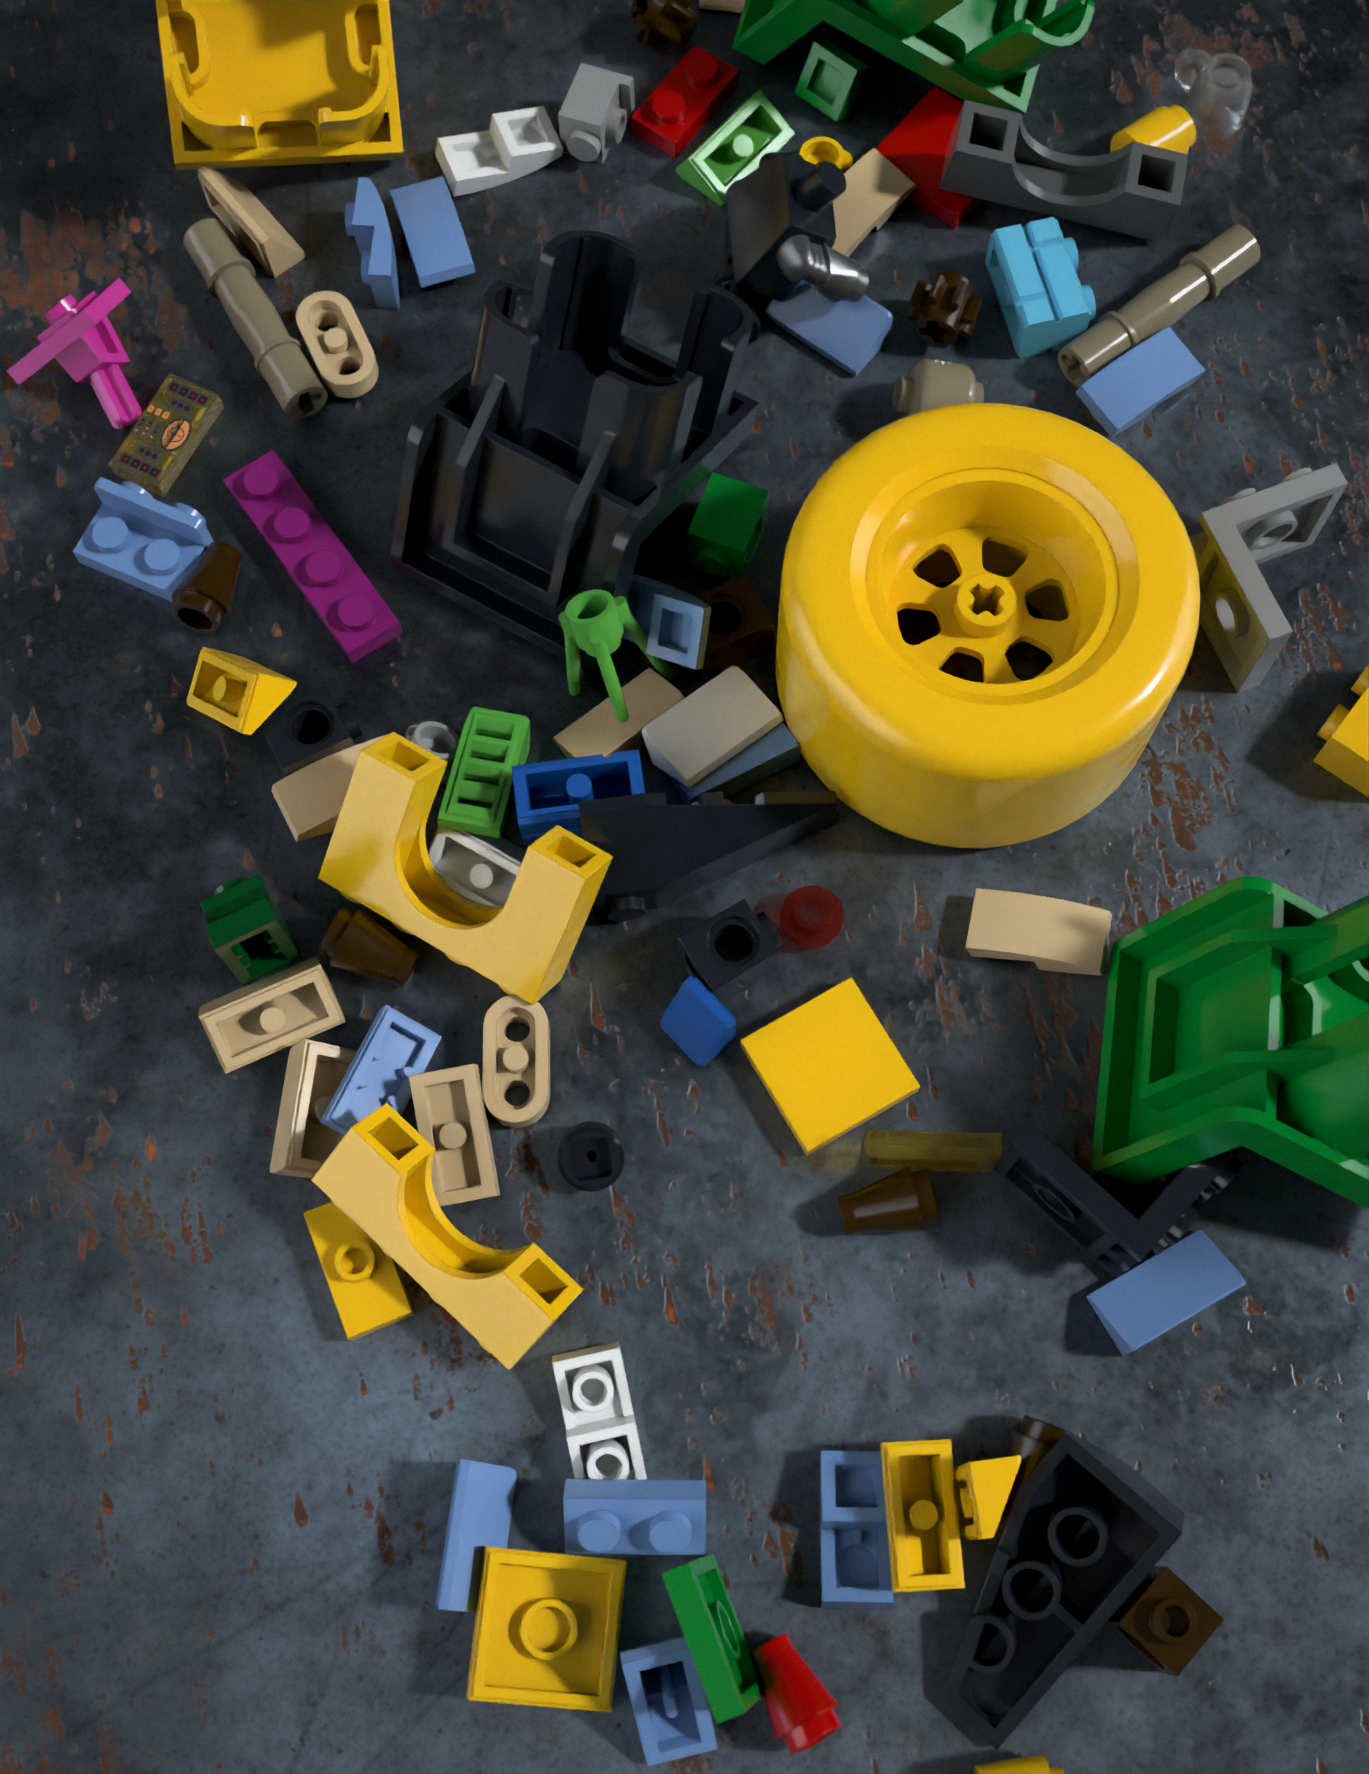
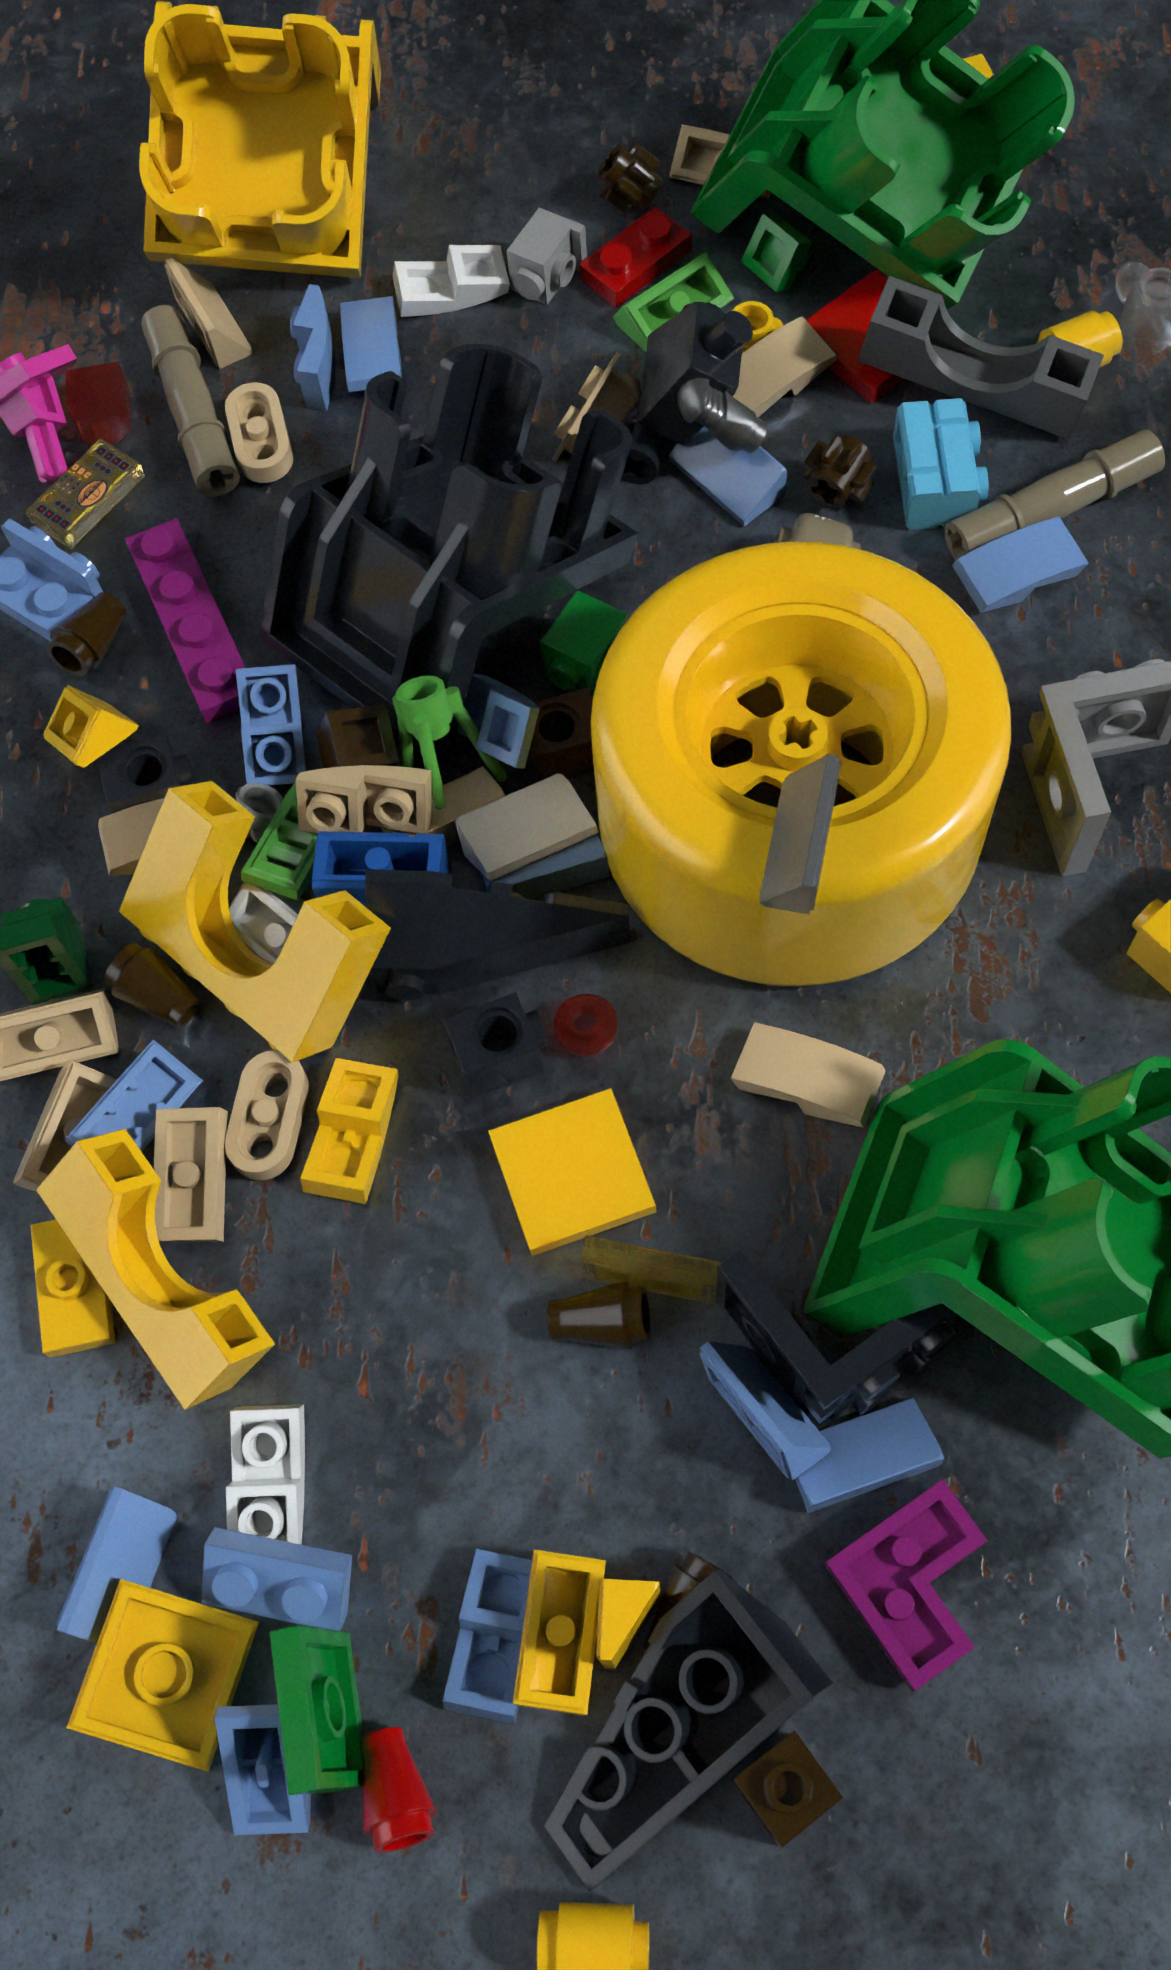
camera: 15 degrees right, 5 degrees down
(158, 334) = (99, 402): none -> clear red piece
(425, 658) = (271, 724): none -> medium blue slope
(524, 669) = (357, 737): none -> dark brown brick
(561, 719) = (362, 796): none -> tan slope
(591, 1156) = (317, 1218): black tile -> none
(602, 1059) = (351, 1130): none -> yellow slope
(689, 258) = (604, 391): none -> tan hinge
(698, 1022) = (451, 1108): blue slope -> none
(1029, 712) = (800, 836): none -> dark grey slope
(1066, 1265) = (764, 1407): none -> medium blue slope
(1216, 1405) = (890, 1578): none -> magenta plate

